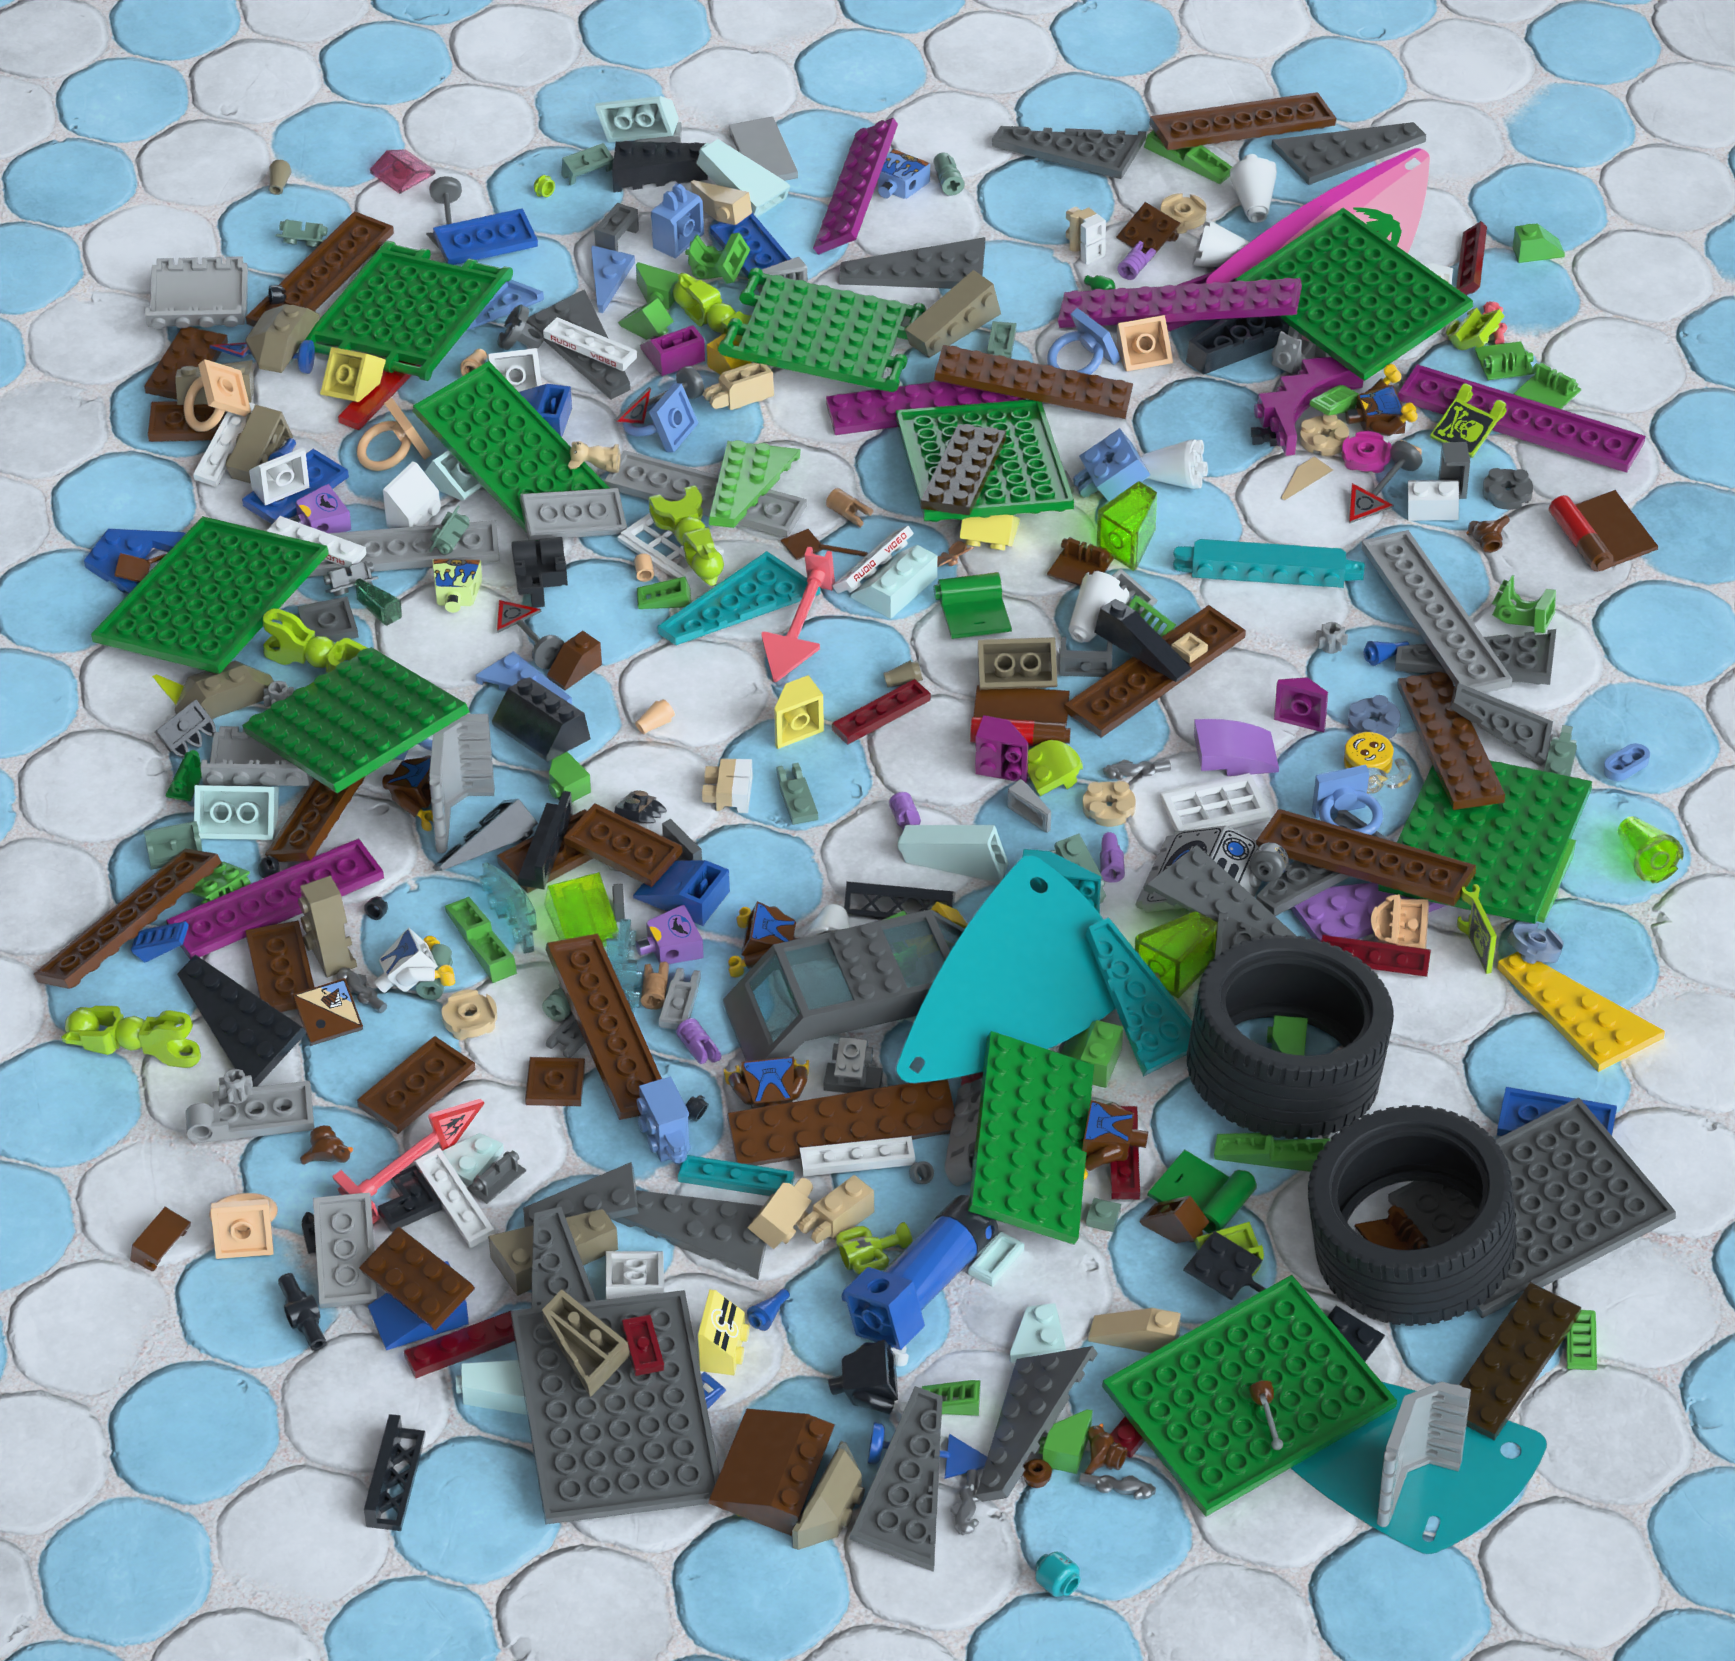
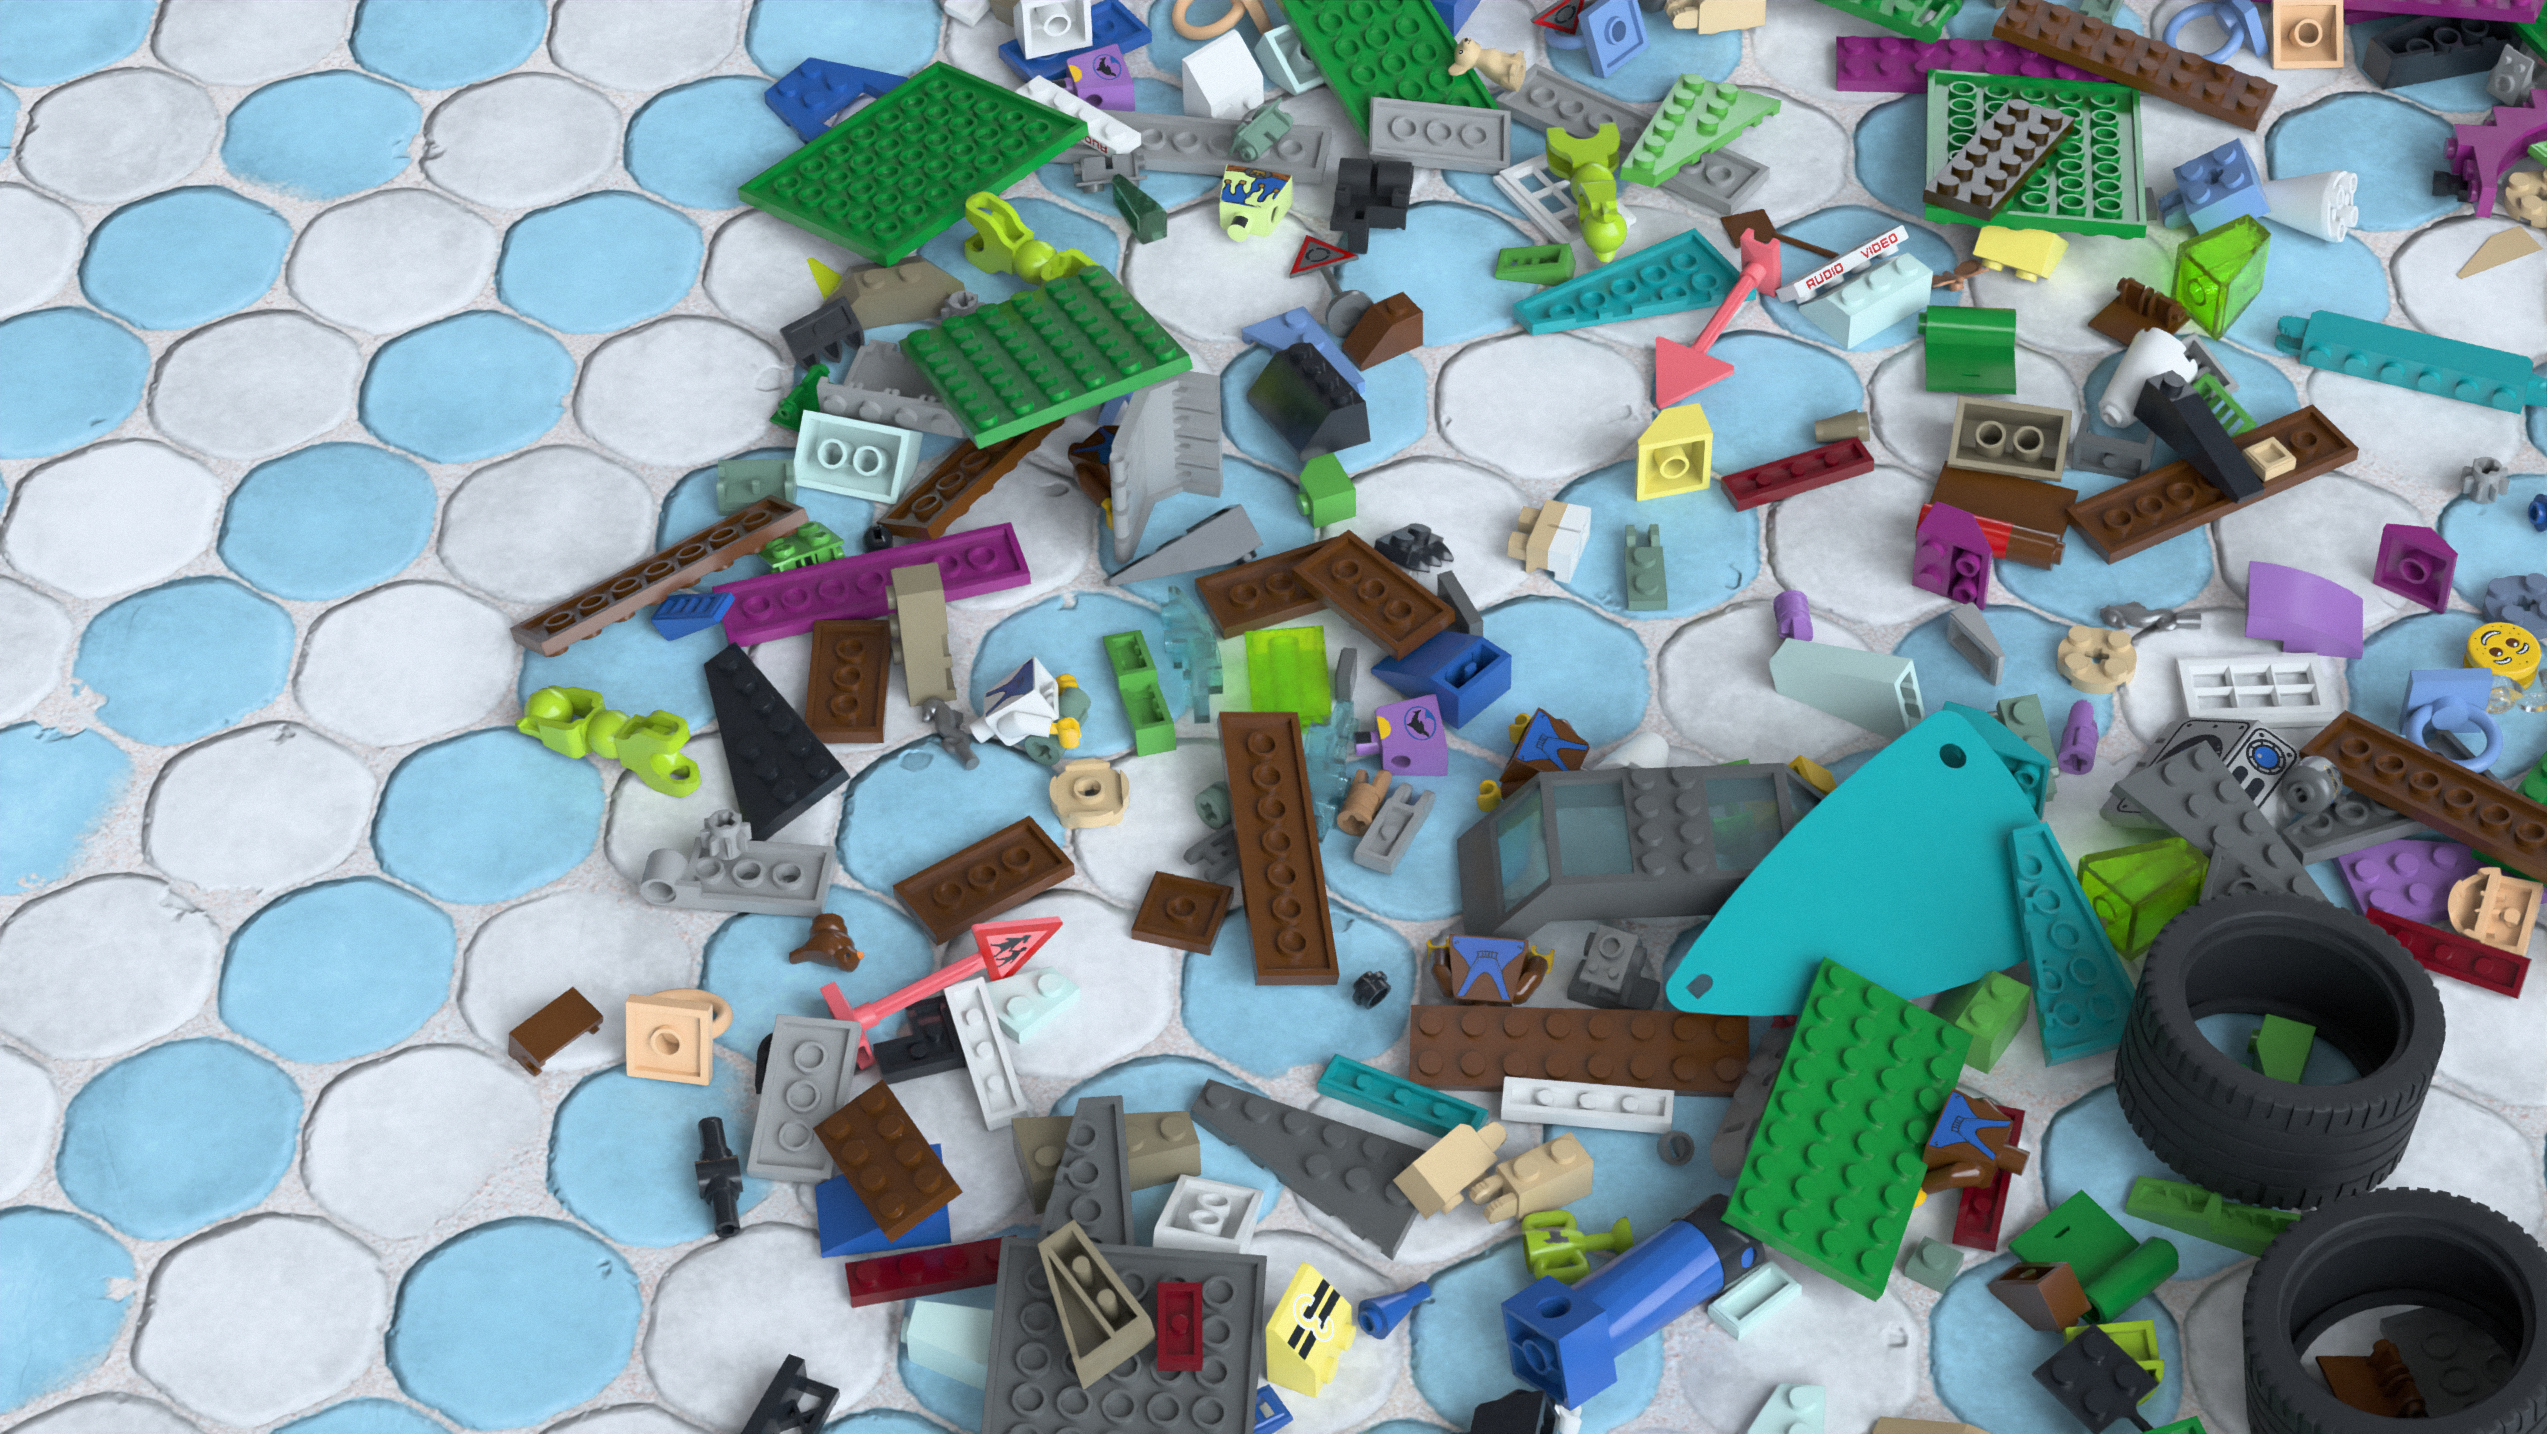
camera: 15 degrees right, 0 degrees up
(134, 567) = (824, 111): reddish brown piece -> none
(327, 1011) = (891, 754): tile -> none
(330, 619) = (1065, 221): dark grey plate -> none
(372, 912) = (1000, 627): black hinge -> none
(497, 1177) = (1057, 1036): dark grey hinge -> none
(546, 843) = (1267, 573): black fence -> none
(610, 1191) = (1208, 1089): dark grey wing -> none
(644, 567) = (1517, 223): light nougat hinge -> none
(656, 716) = (1474, 427): light nougat cone -> none
(664, 1120) = (1316, 998): medium blue hinge -> none
(697, 1041) = (1402, 893): medium lavender hinge -> none
(847, 506) = (1825, 186): medium nougat hinge -> none
(893, 891) = (1743, 729): black fence -> none
(1053, 765) = (2026, 591): lime slope -> none

